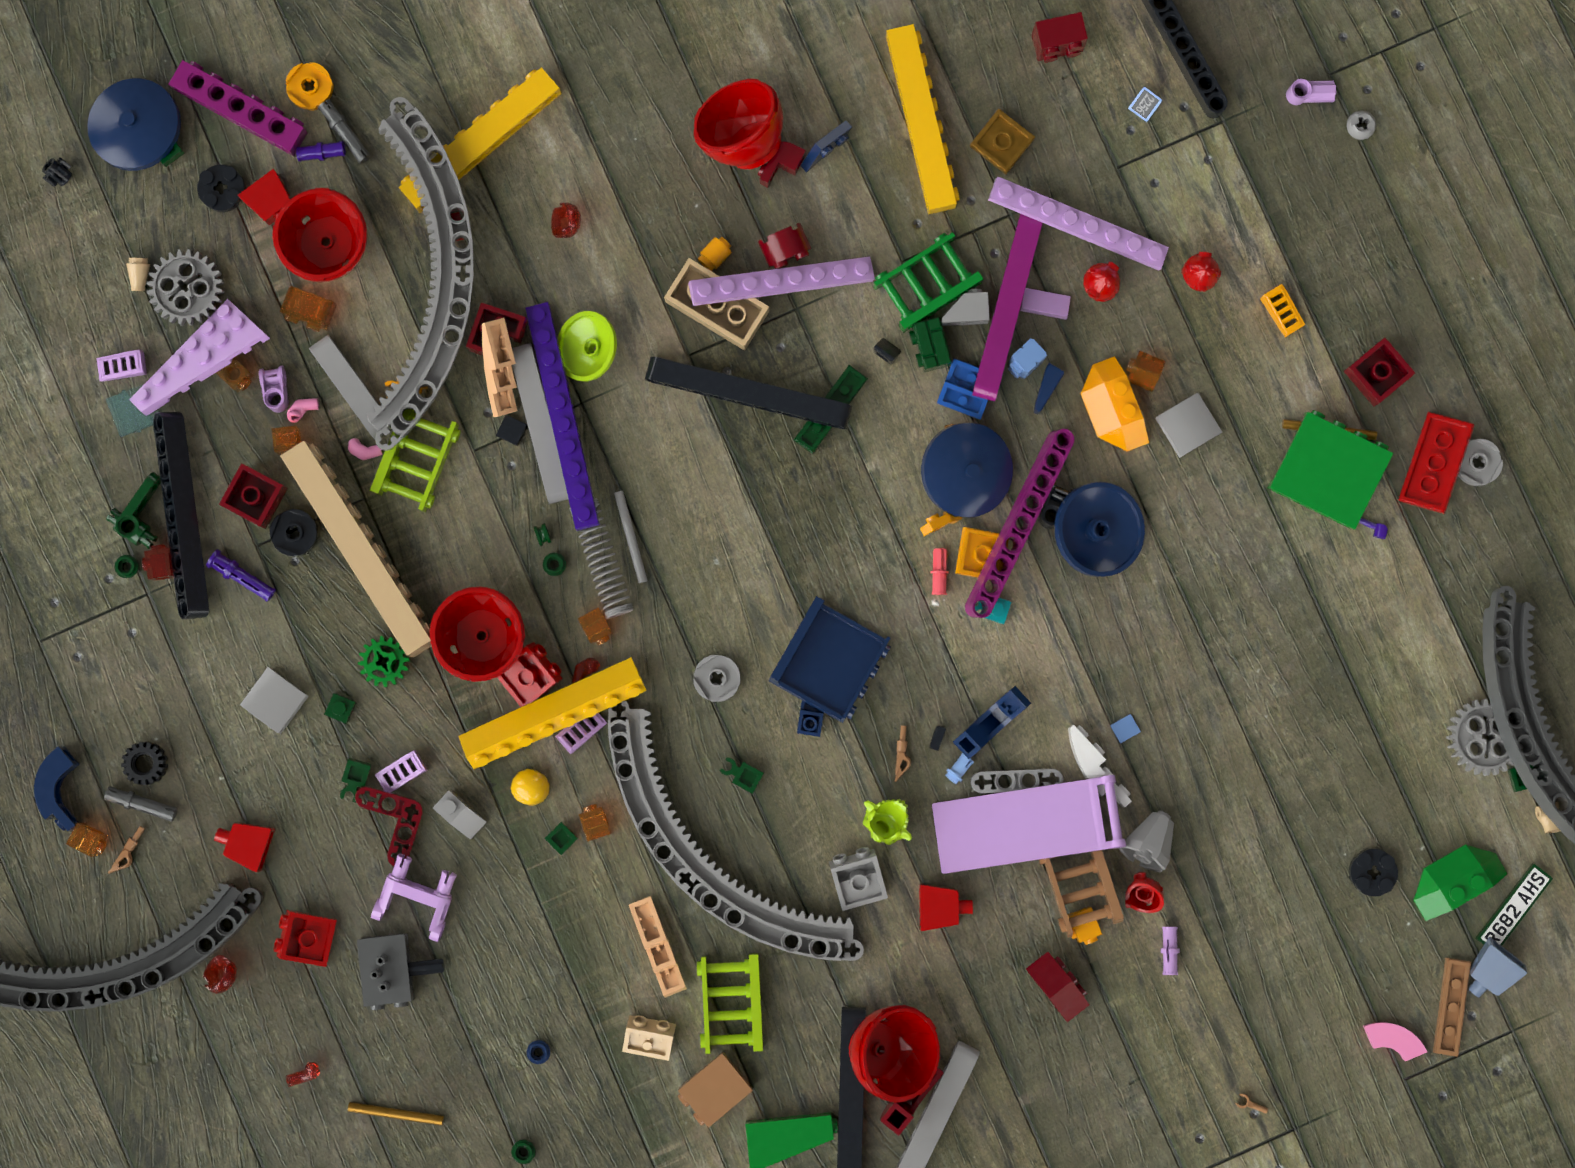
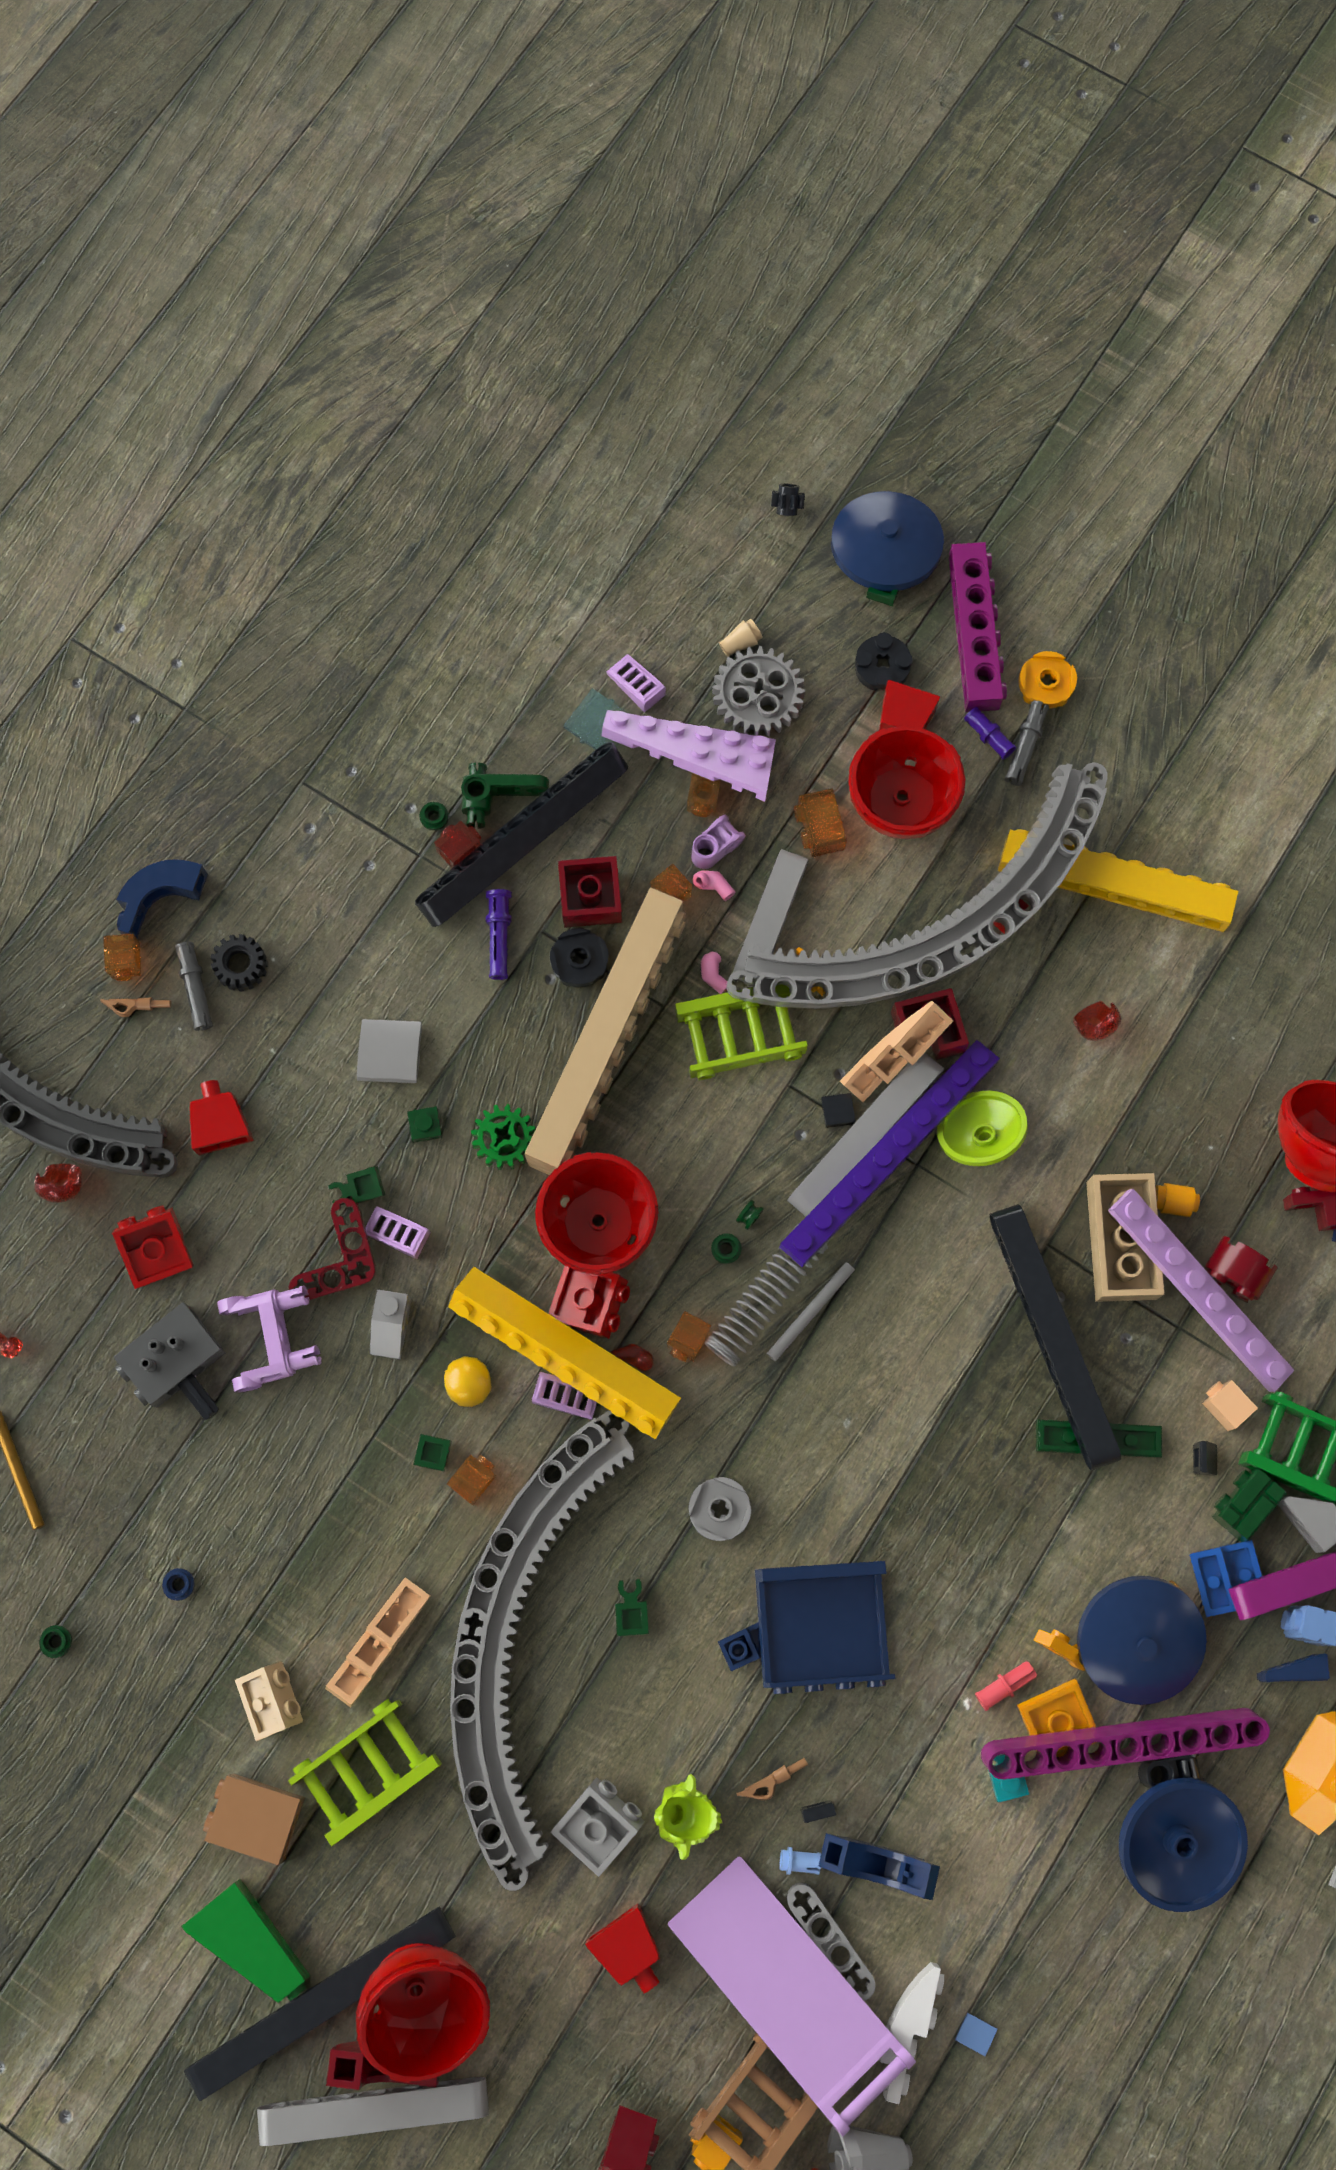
camera: 55 degrees right, 10 degrees down
(863, 313) = (1229, 1404): none -> light nougat brick

